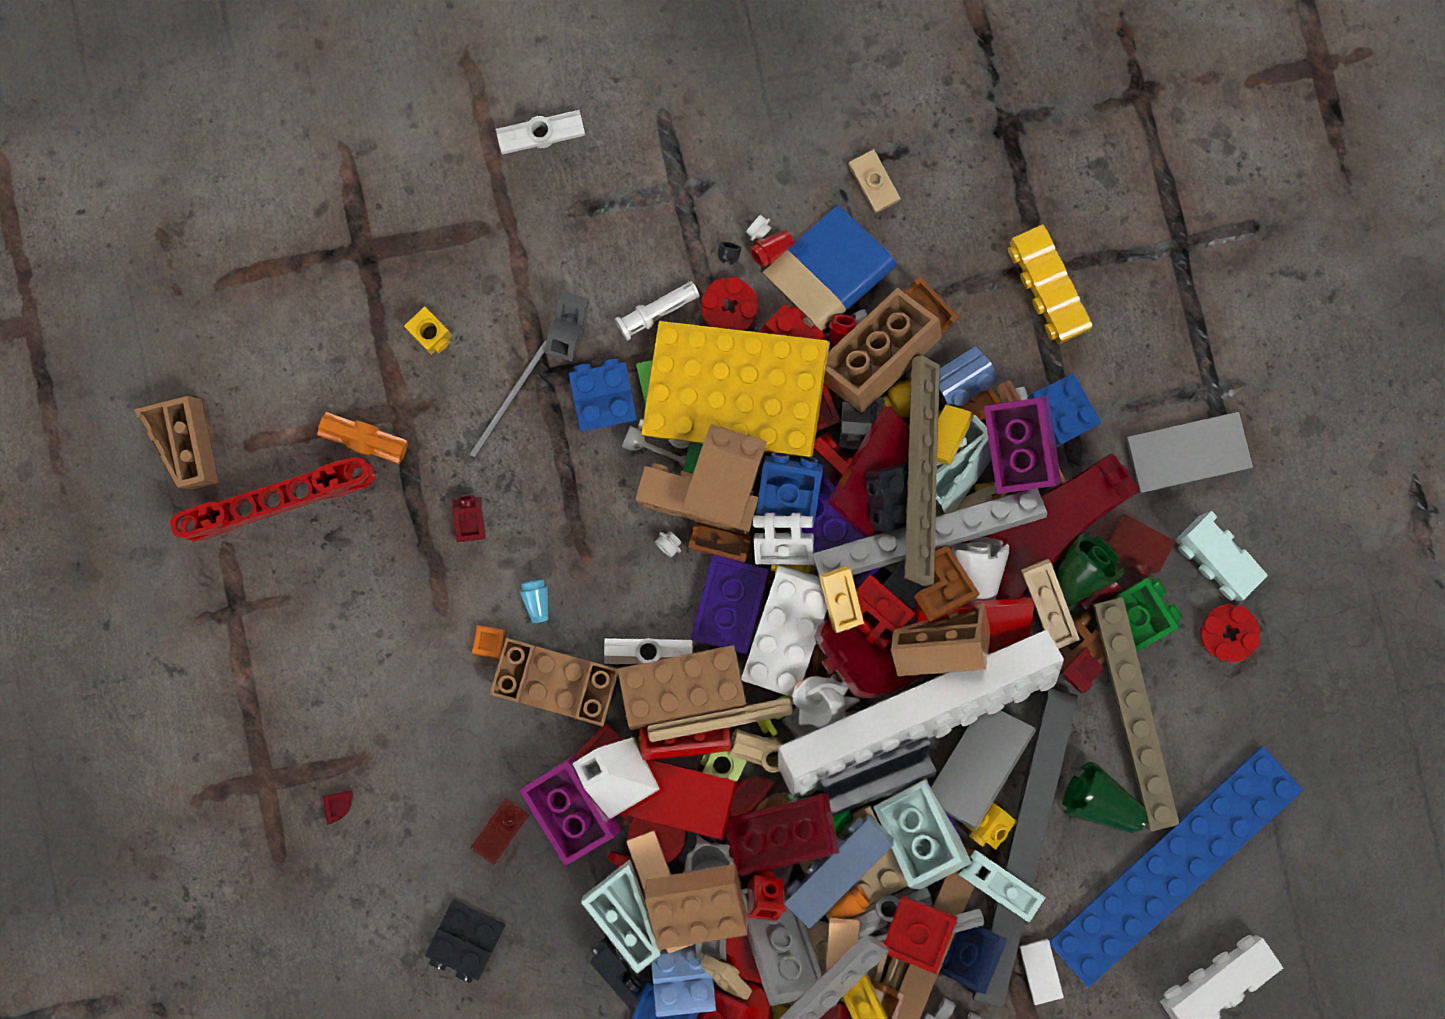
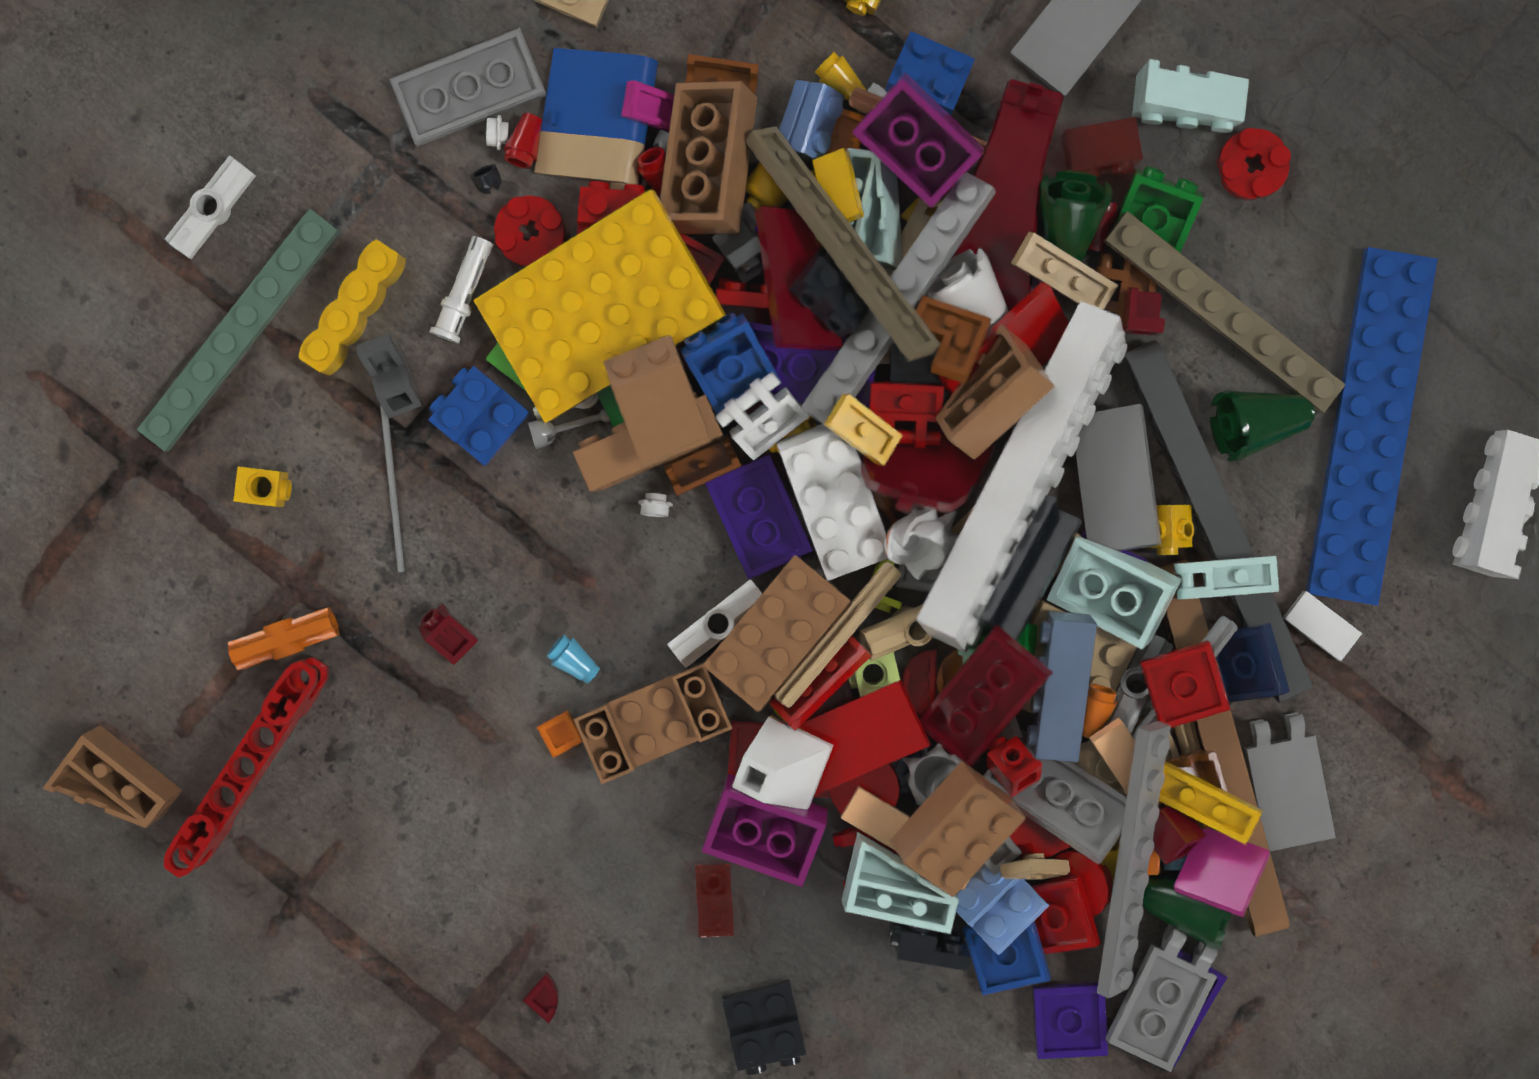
camera: 35 degrees left, 5 degrees up
(494, 222) = (238, 330): none -> sand green plate
(585, 263) = (347, 316): none -> yellow brick
(763, 186) = (468, 87): none -> light grey tile
(868, 287) = (648, 105): none -> dark pink tile
(1005, 364) = (838, 75): none -> yellow cone

